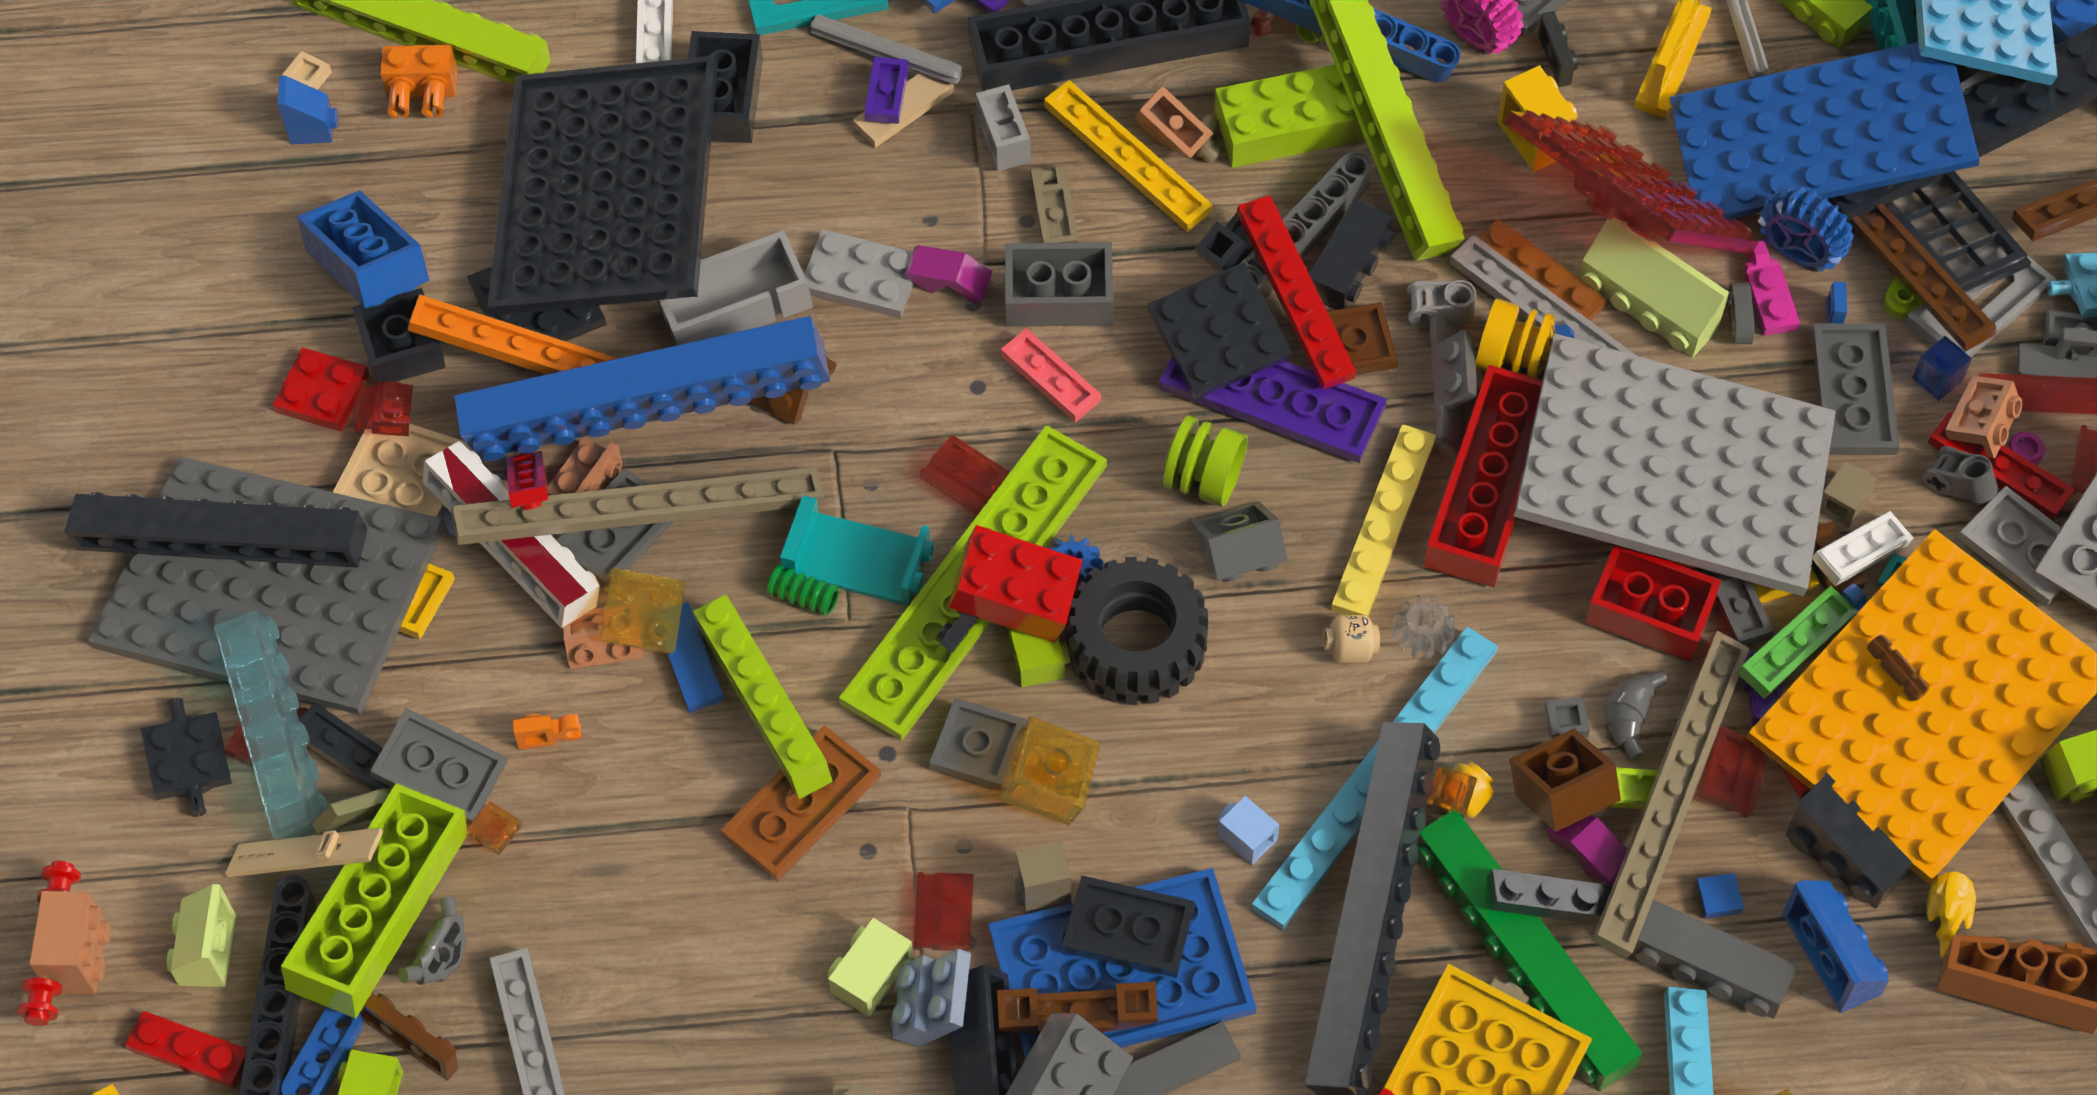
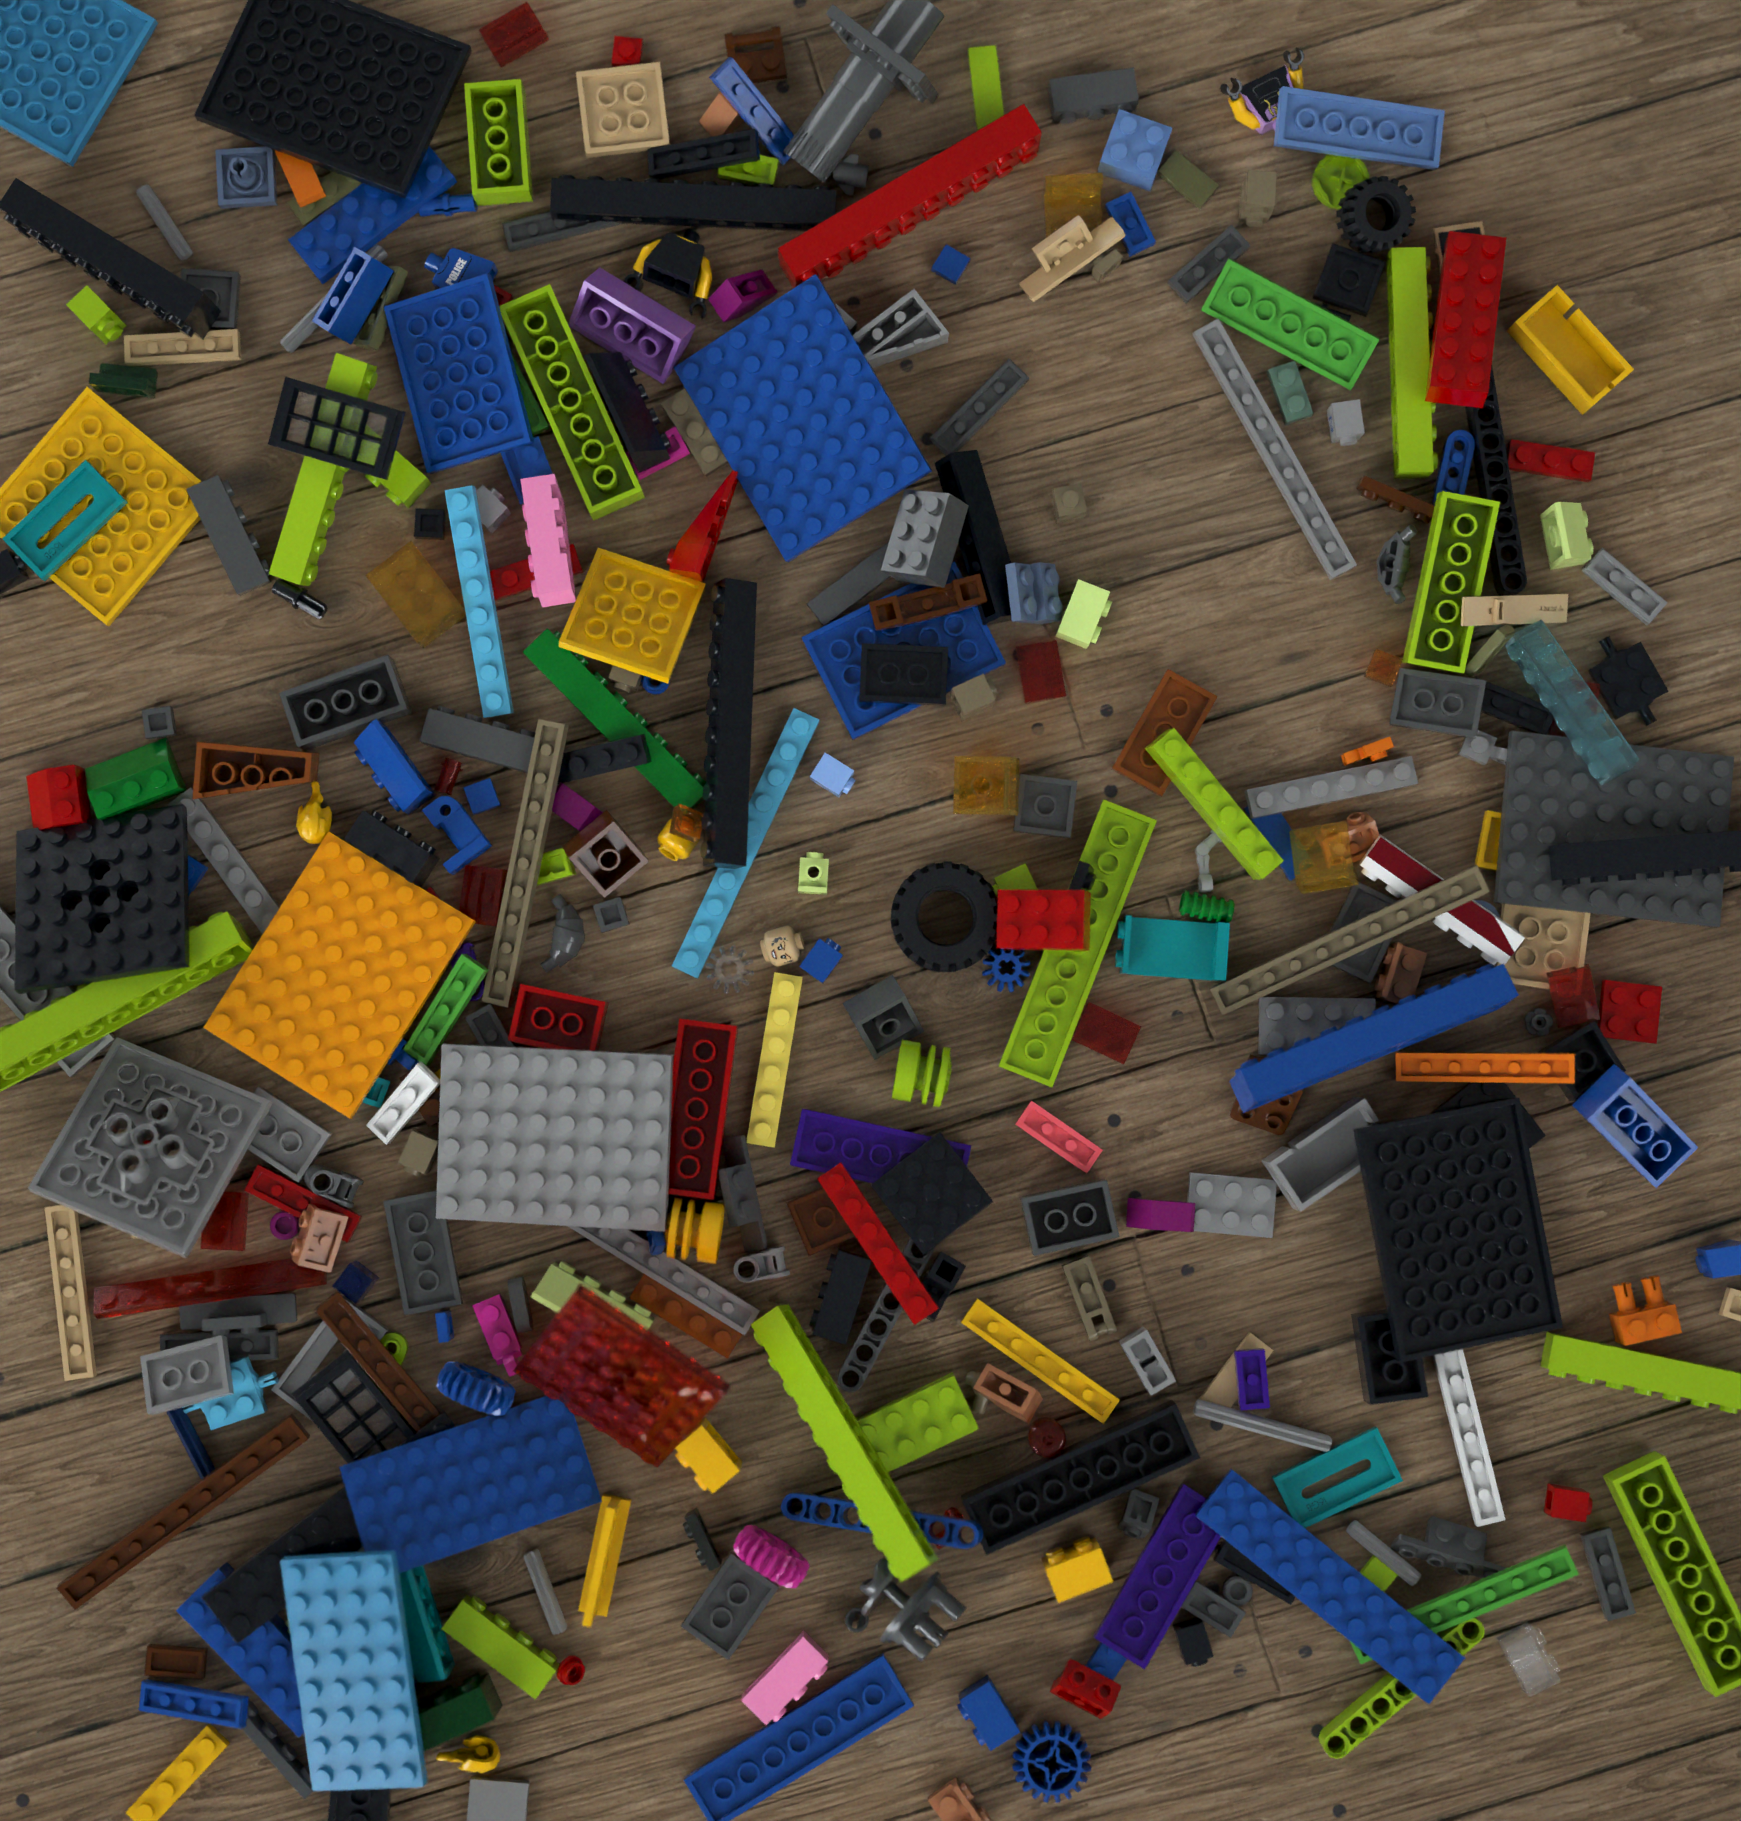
camera: 165 degrees right, 25 degrees up
(65, 944) = (1663, 509): nougat brick -> none
(146, 870) = (1624, 586): none -> light grey tile
(393, 707) = (1482, 749): none -> light grey plate
(436, 403) = (1531, 1019): none -> dark grey plate
(527, 480) = (1440, 939): red plate -> none
(607, 697) = (1331, 787): none -> light grey plate
(708, 443) = (1295, 1018): none -> light grey plate
(790, 657) = (1205, 879): none -> light grey piece
(1137, 76) = (1041, 1428): none -> clear red head
(1302, 704) = (813, 885): none -> yellowish green brick
(1304, 616) = (822, 959): none -> blue brick
(1752, 856) = (459, 829): none -> blue piece
(1763, 925) = (448, 776): none -> clear red pin
(1894, 1036) = (345, 702): none -> dark grey brick
(1898, 667) = (367, 987): reddish brown axle -> none

